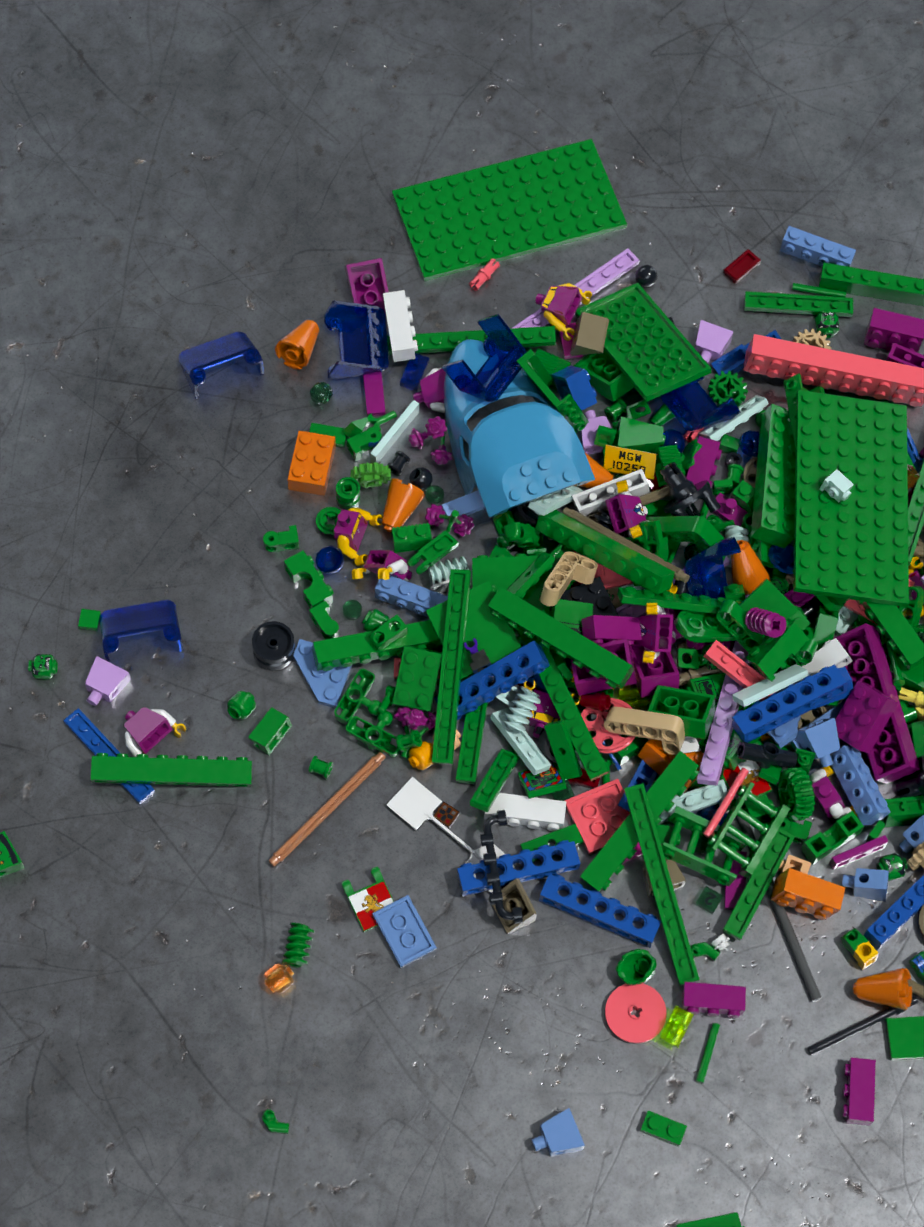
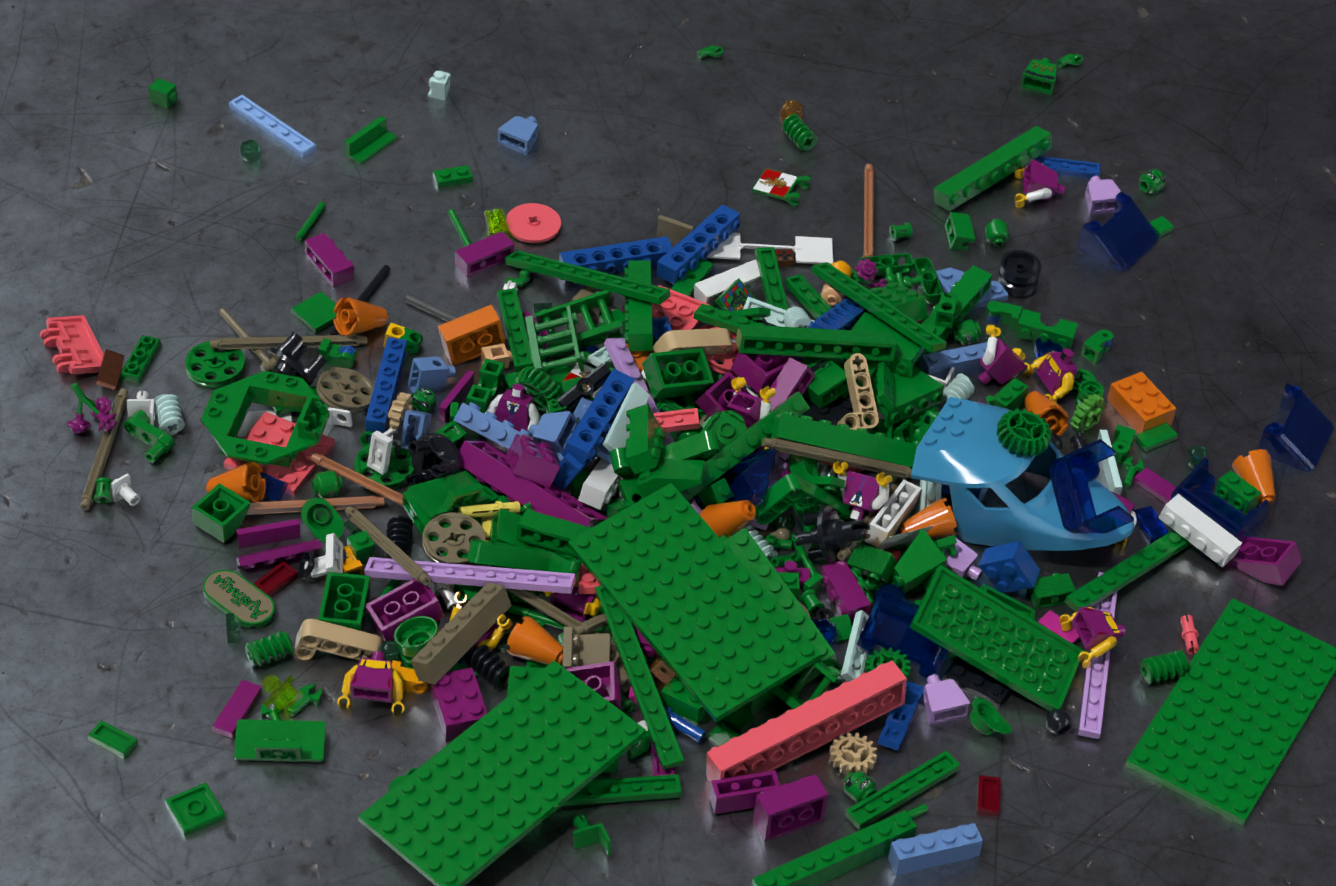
camera: 140 degrees right, 20 degrees down
(328, 346) = (1237, 492): none -> green brick
(355, 427) = (1140, 444): green slope -> none
(404, 931) = (739, 180): medium blue tile -> none
(409, 740) = (852, 263): green bush -> none
(433, 551) = (978, 383): green hinge -> none
(479, 658) = (861, 318): pearl dark grey piece -> none
(493, 877) = (738, 233): black bar -> none
(508, 426) = (1024, 432): none -> green gear
(533, 261) = (1163, 666): none -> green piece
(541, 378) = (1018, 514): green panel -> none
(589, 334) = (1047, 616): dark tan slope -> none
(636, 967) = (556, 237): green hair -> none
(695, 303) = (987, 718): none -> green piece
(725, 803) = (586, 345): coral bar -> none
(765, 622) = (671, 440): magenta piece -> none
(837, 486) = (709, 577): light aqua brick -> none
(840, 1162) = (310, 221): none -> green bar

